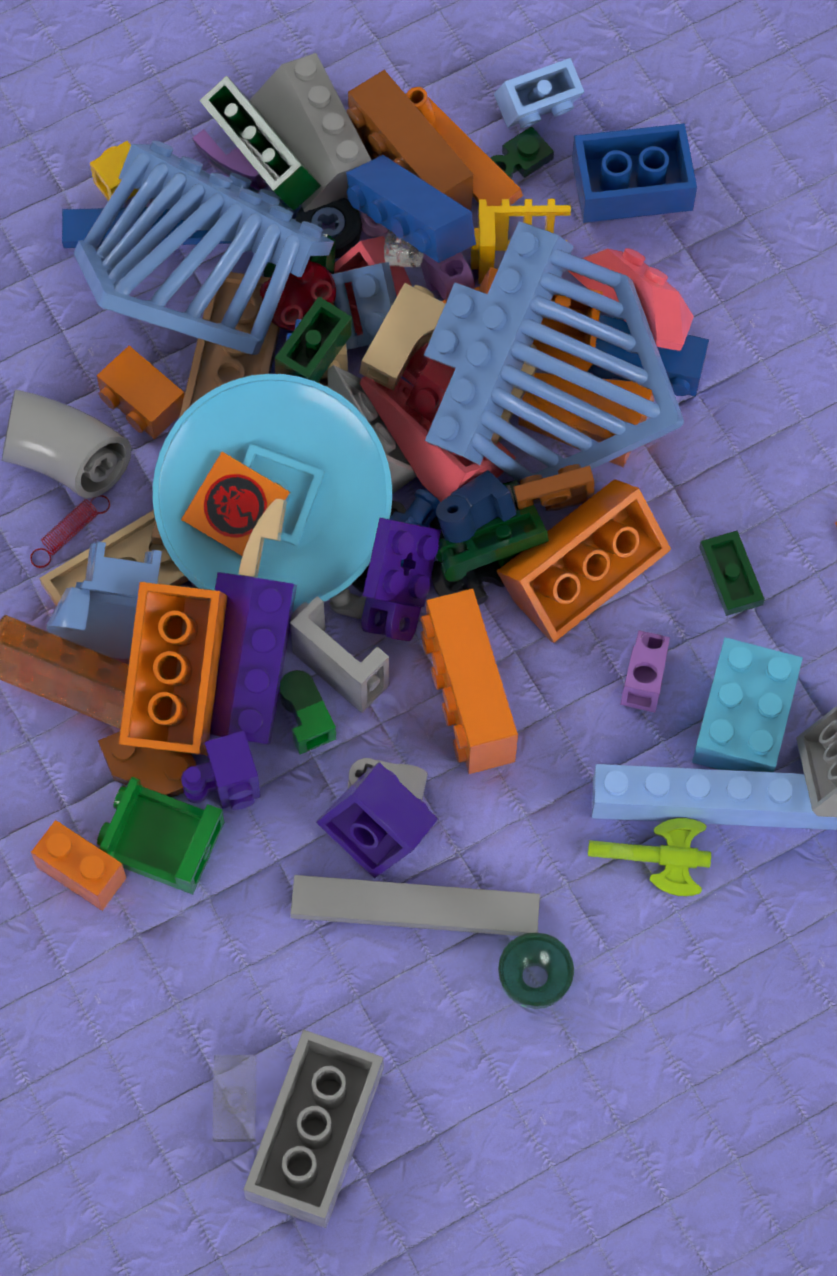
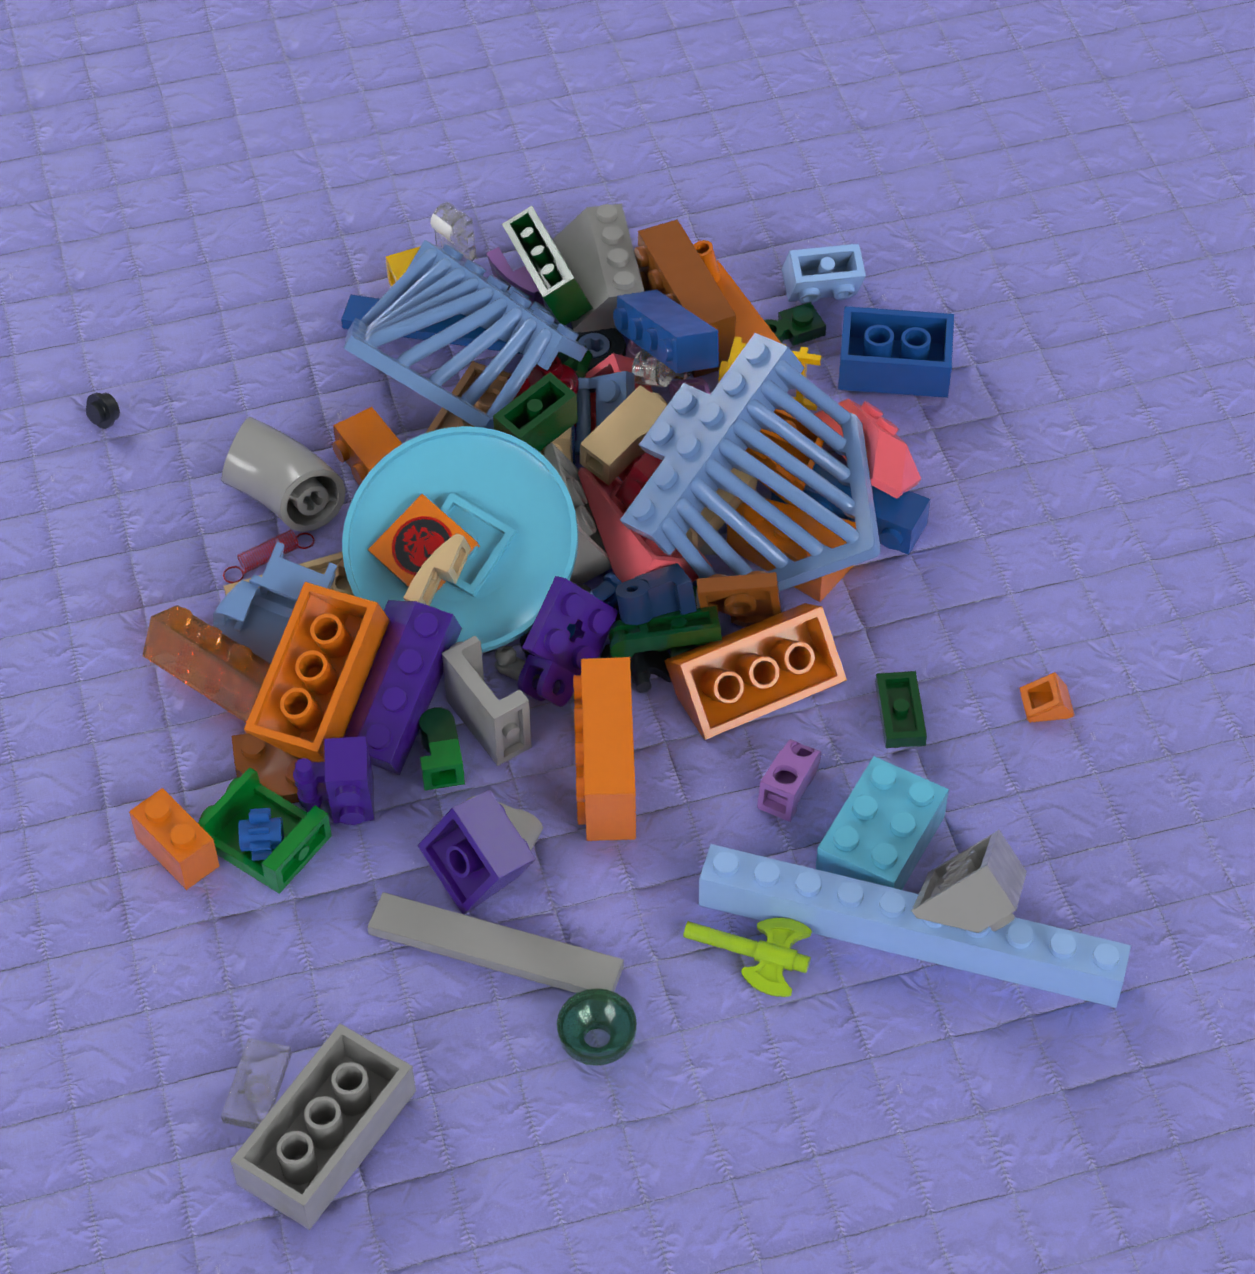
camera: 15 degrees right, 15 degrees down
(151, 120) = (454, 229): none -> clear leg
(163, 843) = (260, 833): none -> blue gear

